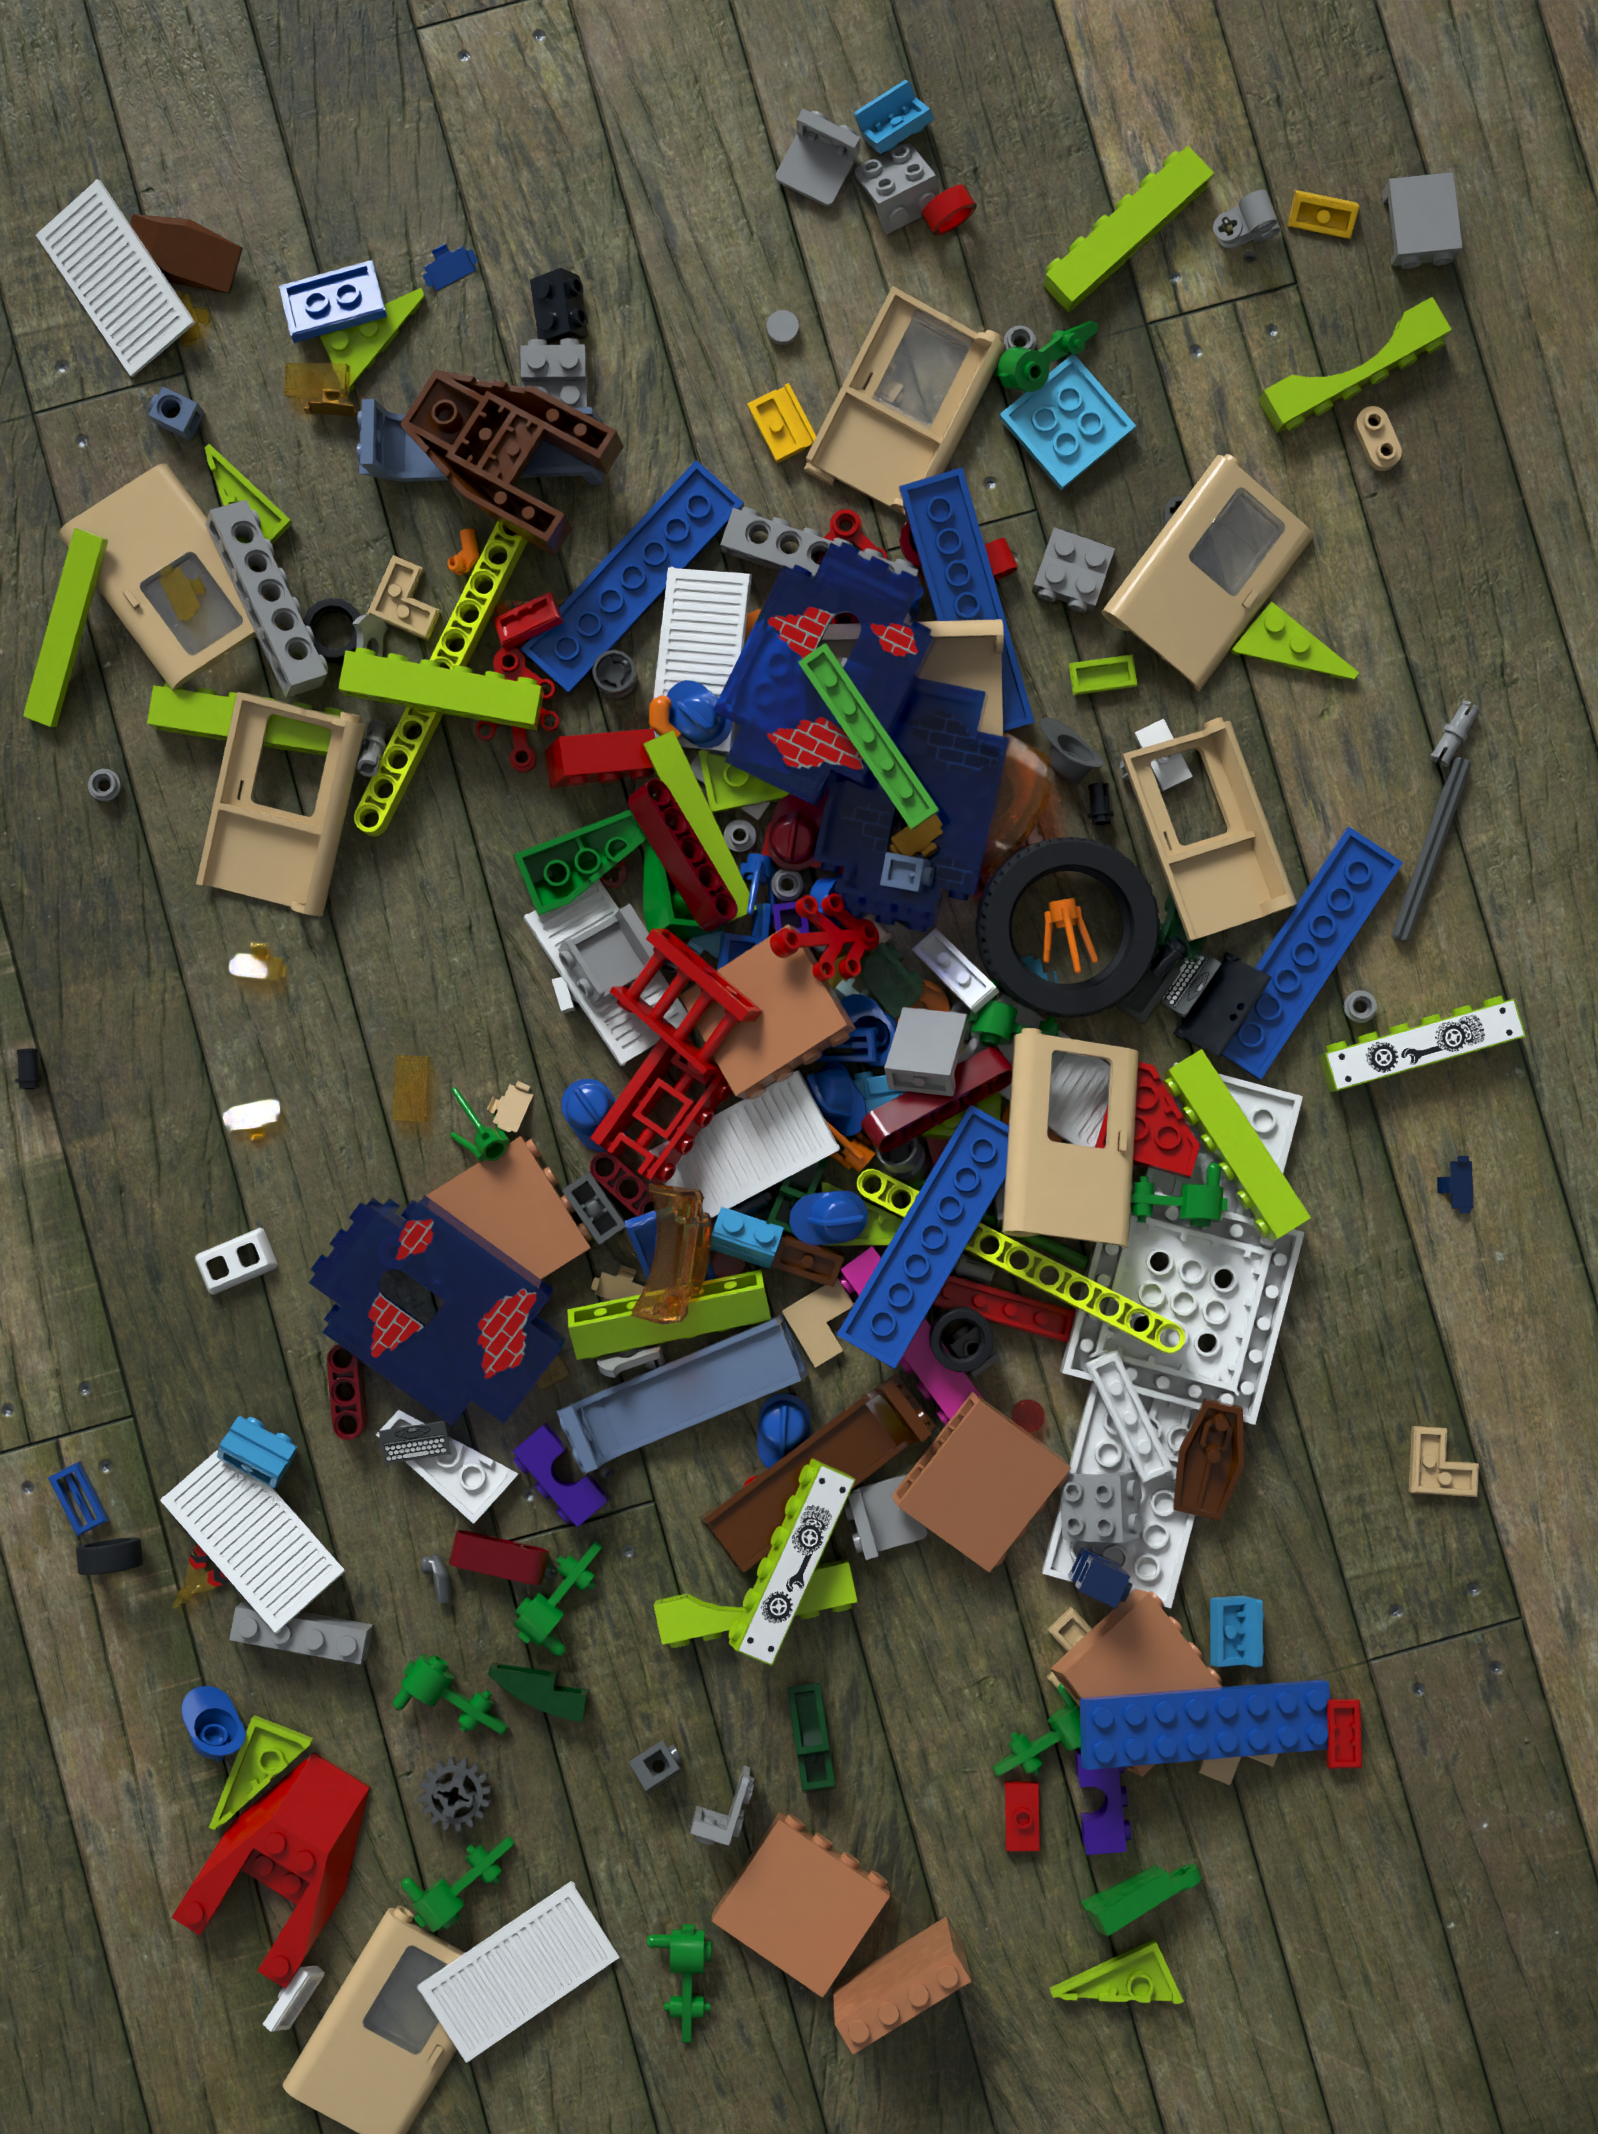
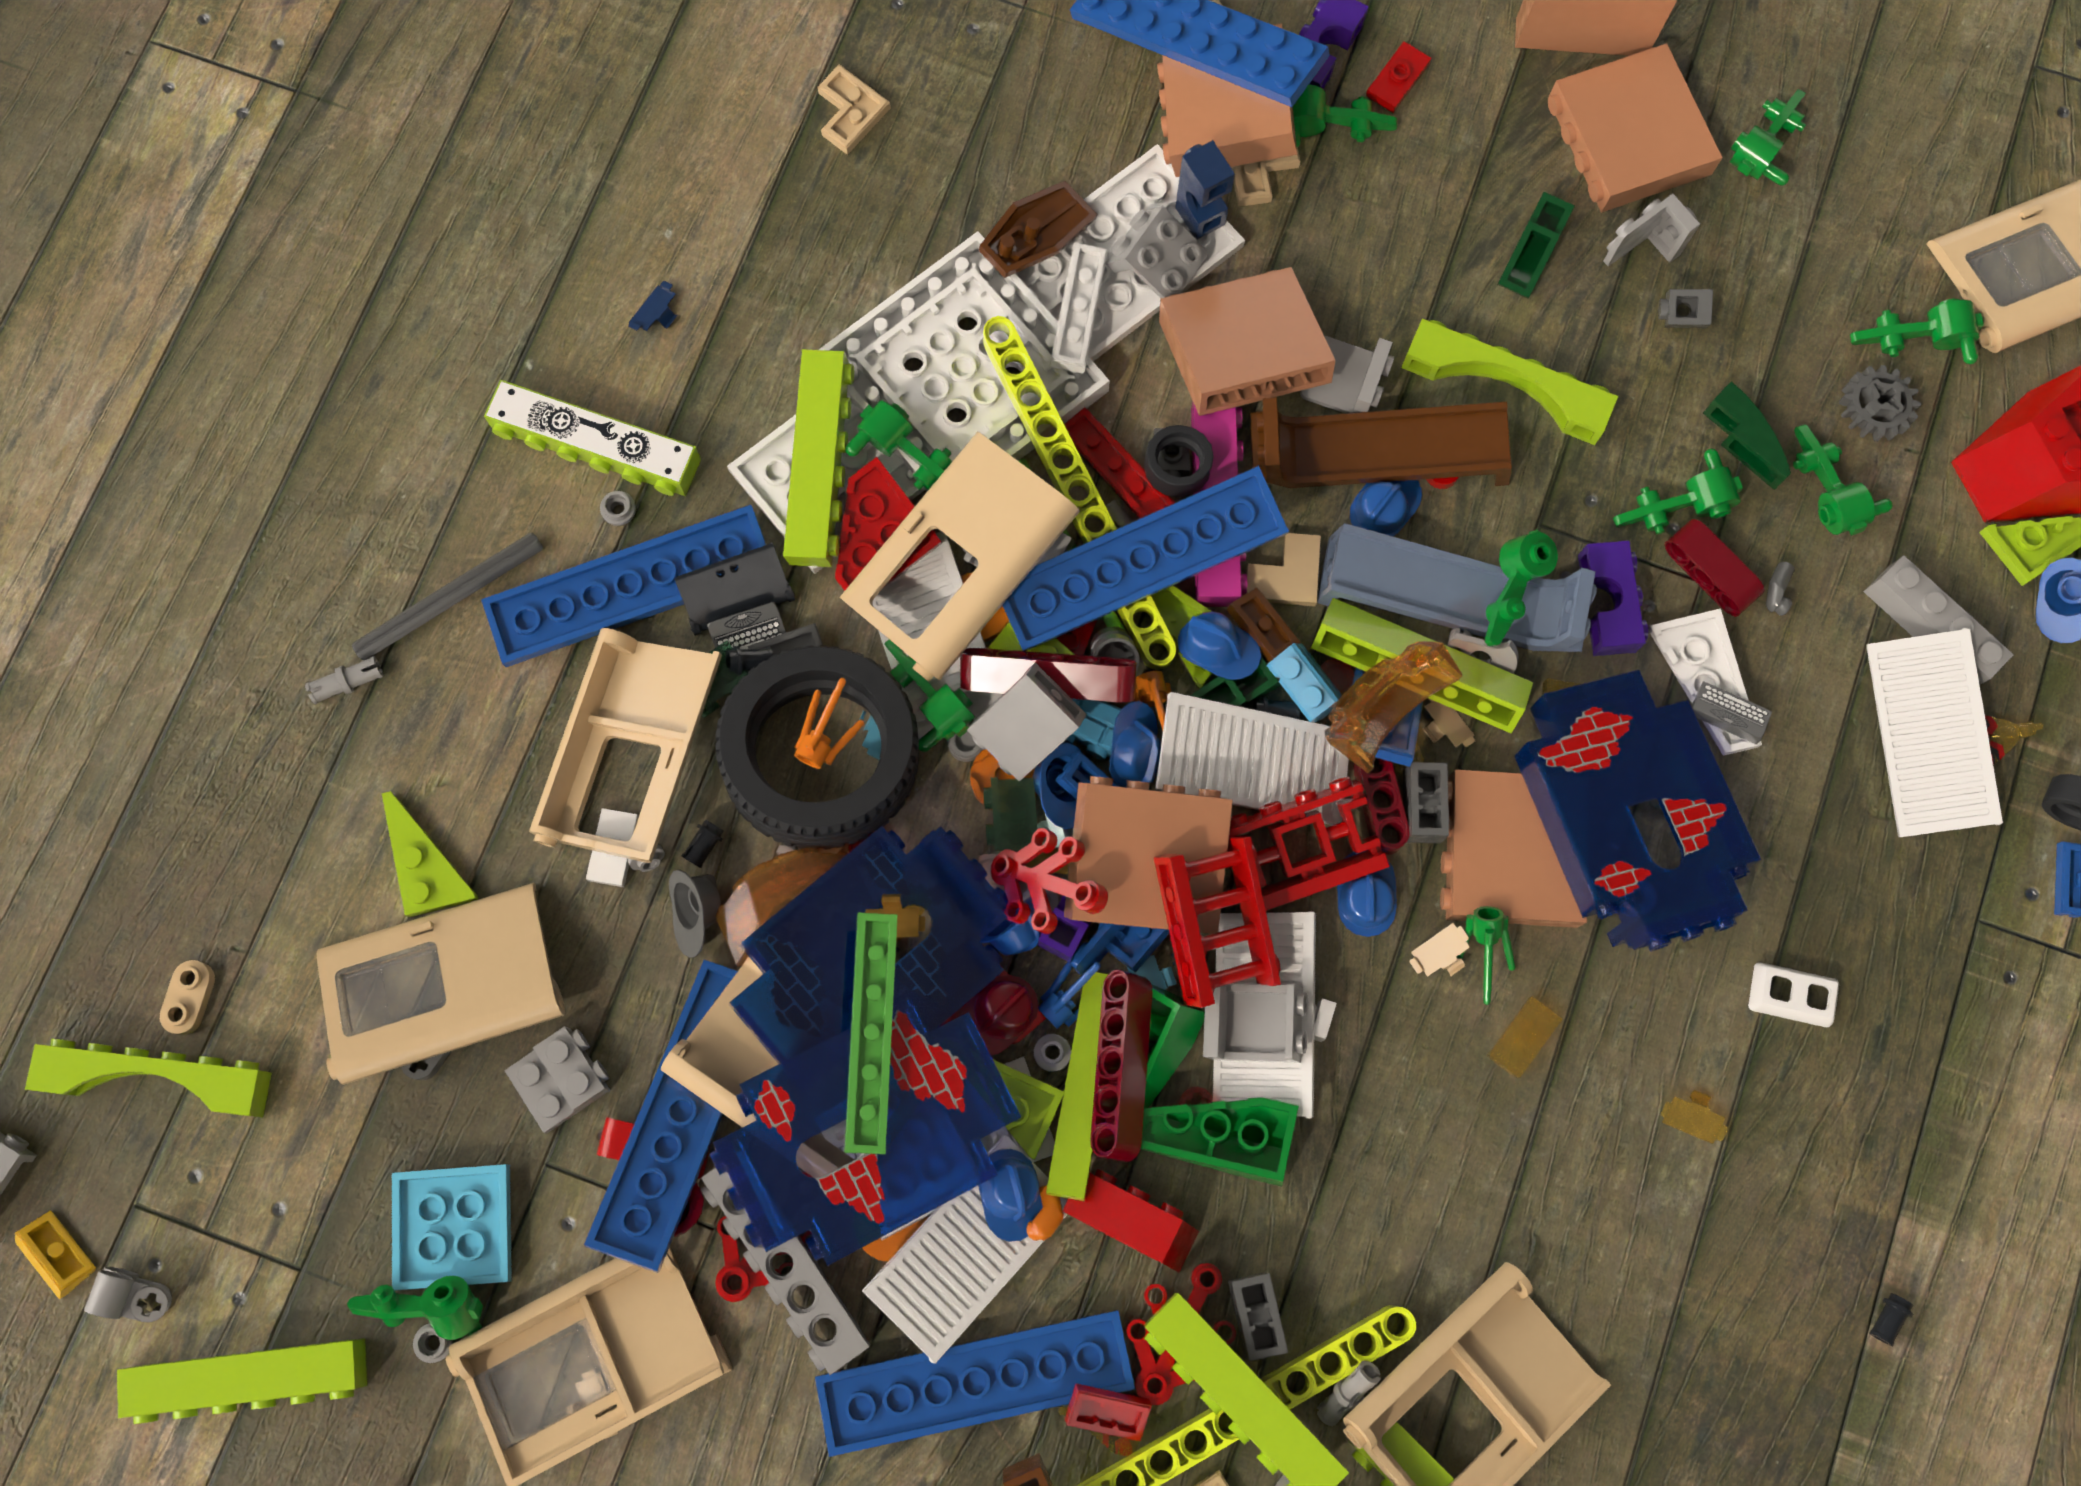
camera: 145 degrees left, 10 degrees down
(257, 964) = (1598, 1262): clear yellow piece -> none
(257, 1451) = (1882, 804): dark azure brick -> none
(340, 1406) = (1774, 790): dark red beam -> none
(470, 755) = (1257, 1316): none -> dark grey brick
(518, 1971) = (1914, 230): white window -> none
(615, 675) = (1061, 1293): dark grey wheel -> none
(646, 1451) = (1520, 561): none -> green piece
(782, 423) = (718, 1432): yellow plate -> none
(791, 1561) = (1459, 381): brick -> none
(796, 880) = (1044, 964): light grey plate -> none
(907, 872) = (927, 893): sand blue bracket -> none
(955, 970) = (947, 780): white tile -> none
(1028, 1414) = (1162, 375): clear red tile -> none
(1102, 675) = (608, 960): lime tile -> none
(1236, 1631) = (1115, 92): dark azure bracket -> none

